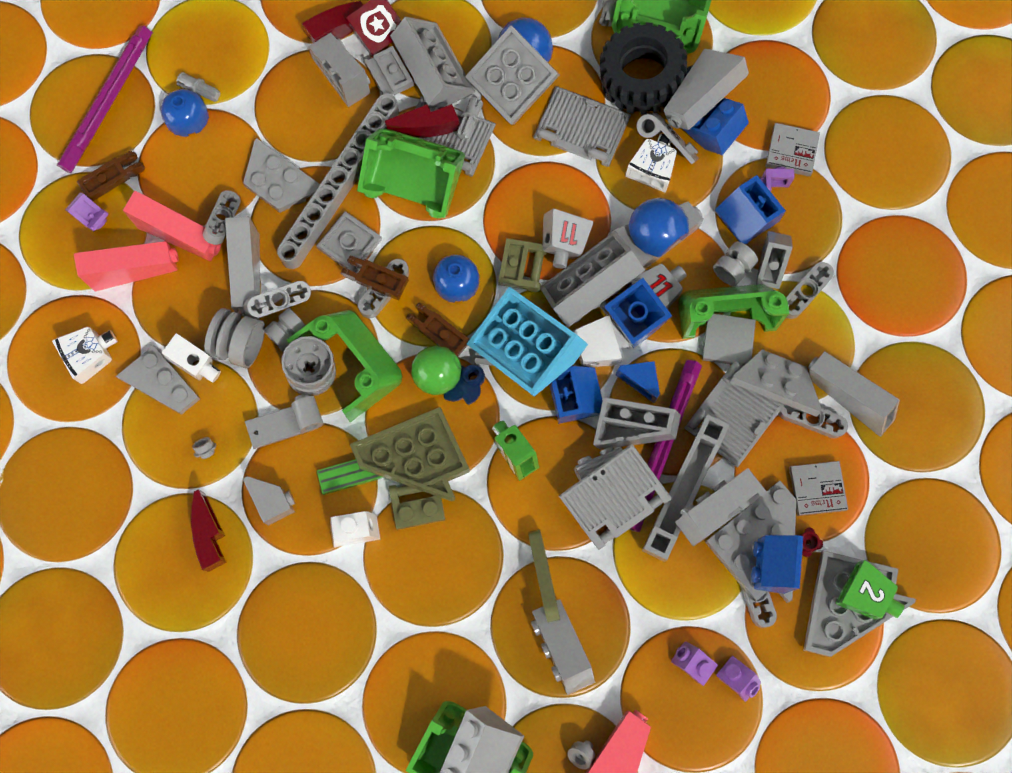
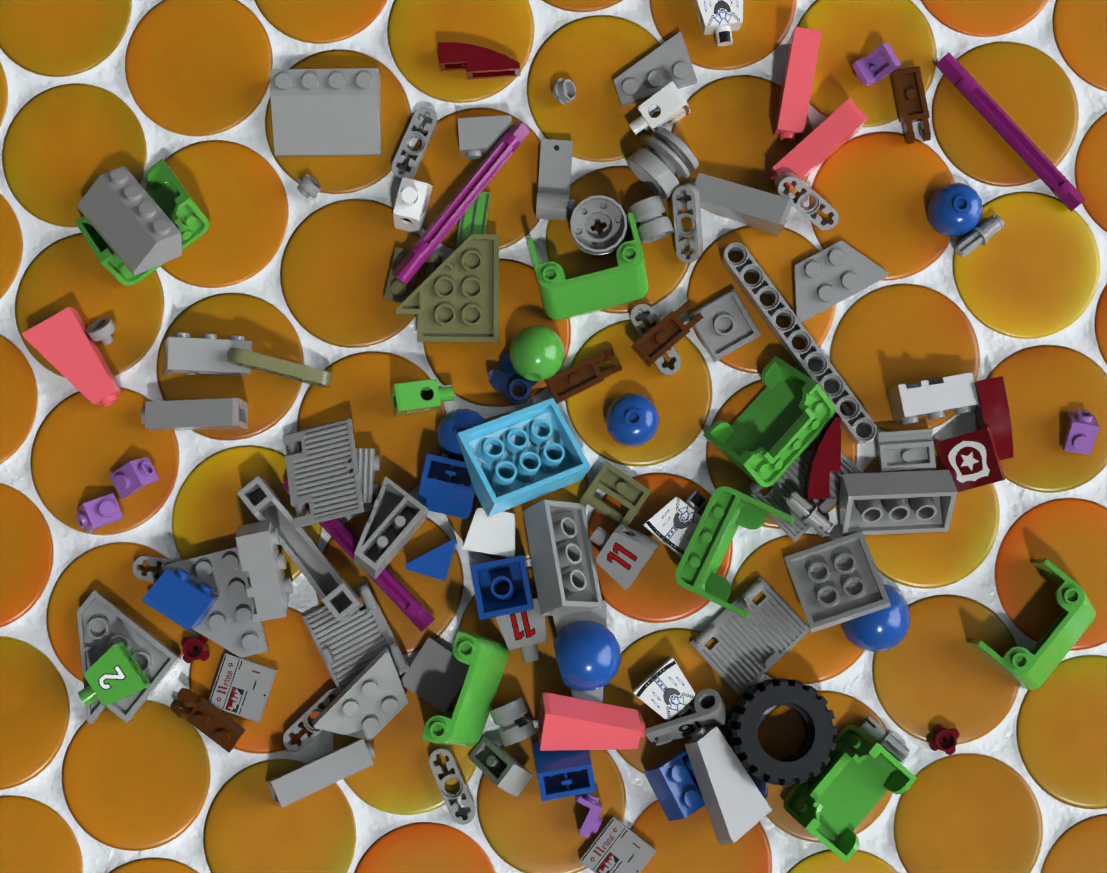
camera: 115 degrees right, 10 degrees up
(282, 547) = (428, 129): none -> light grey beam
(302, 642) = (326, 112): none -> light grey slope
(375, 628) = (308, 186): none -> light grey plate
(385, 500) = (460, 202): none -> magenta piece
(495, 174) = (711, 541): none -> bright green windscreen
(522, 208) = (676, 522): none -> white torso
(527, 409) = (450, 425): none -> blue cylinder
(617, 632) = (195, 414): none -> light grey slope
(711, 205) = (586, 725): none -> coral slope
(859, 503) = (207, 719): none -> reddish brown hinge

